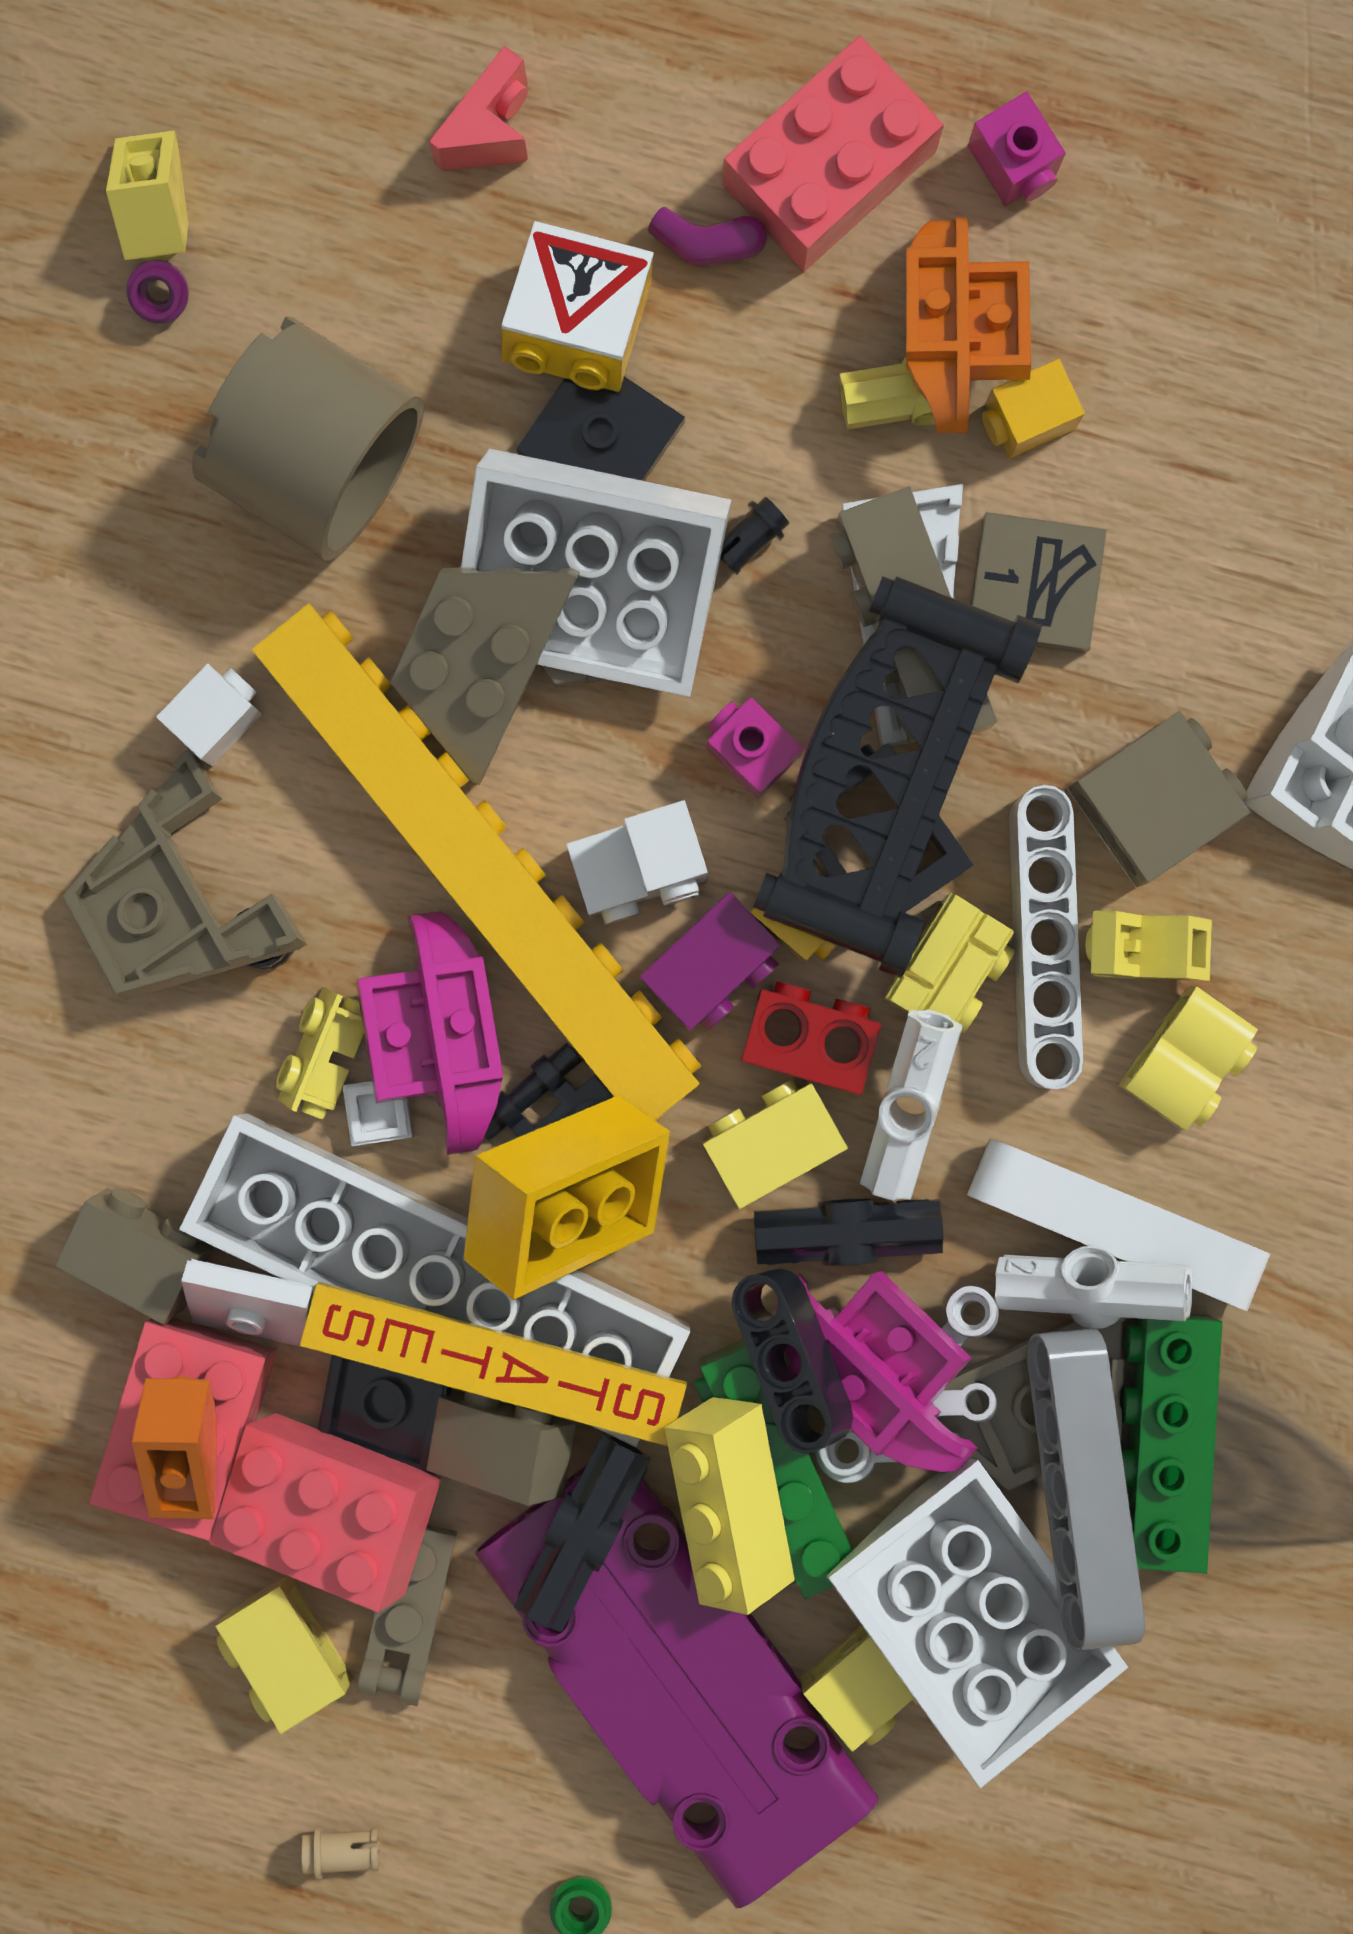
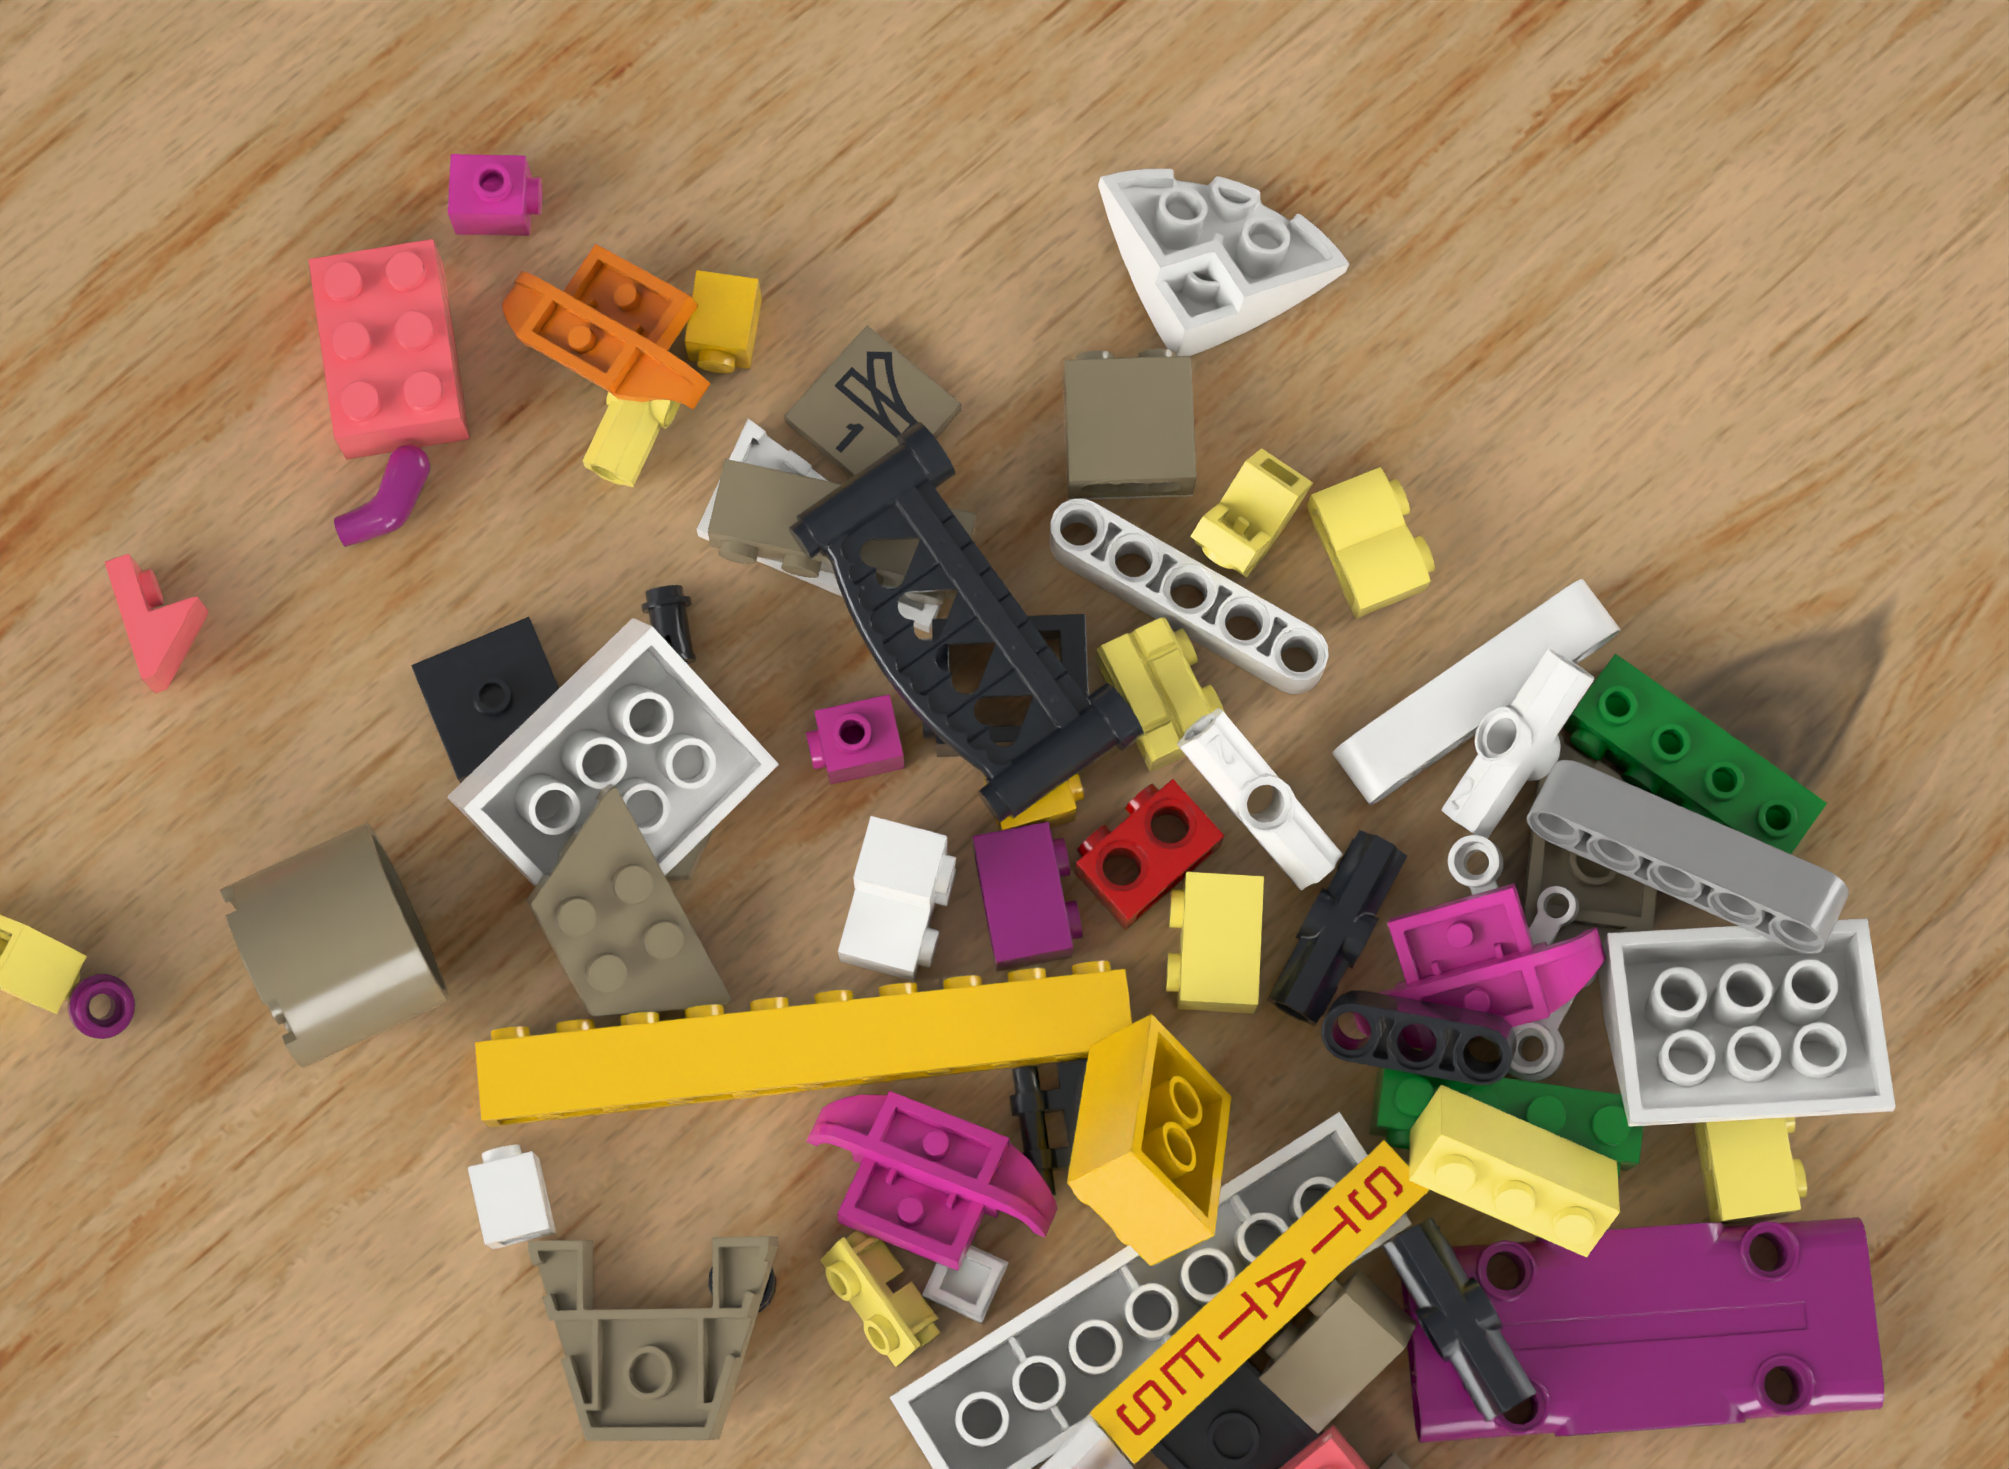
camera: 60 degrees left, 10 degrees down
(576, 307) = (373, 645): piece -> none

